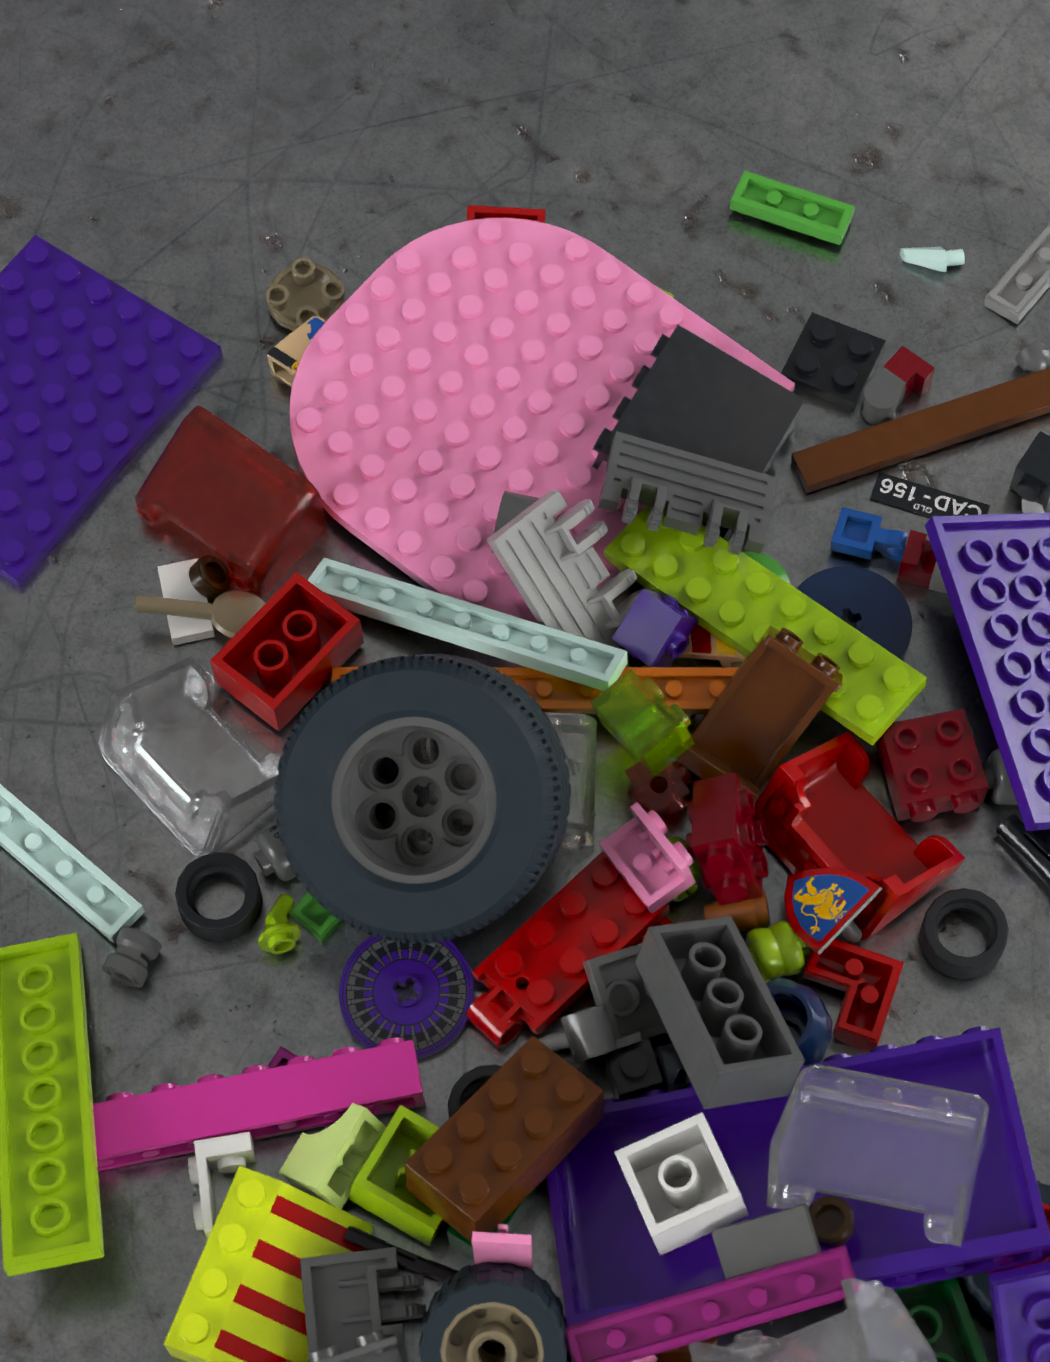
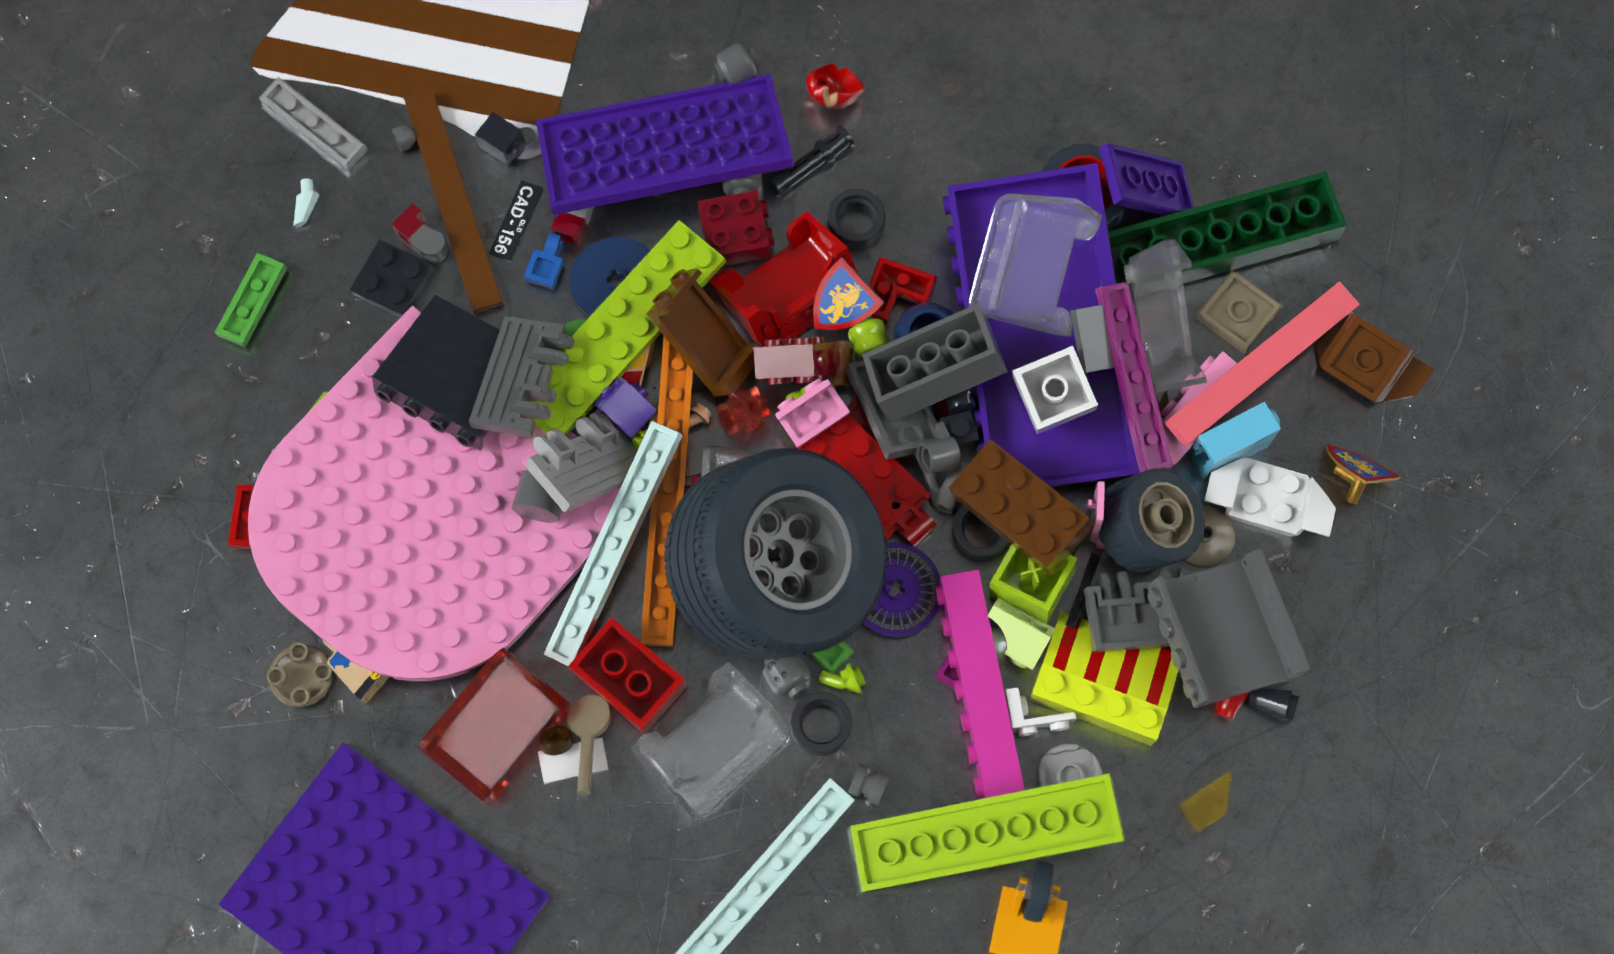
camera: 90 degrees left, 10 degrees up
(137, 1234) = (1067, 764): none -> light grey tile
(643, 721) = (708, 410): clear neon green brick -> none
(832, 1221) = (1076, 297): dark brown tile -> none

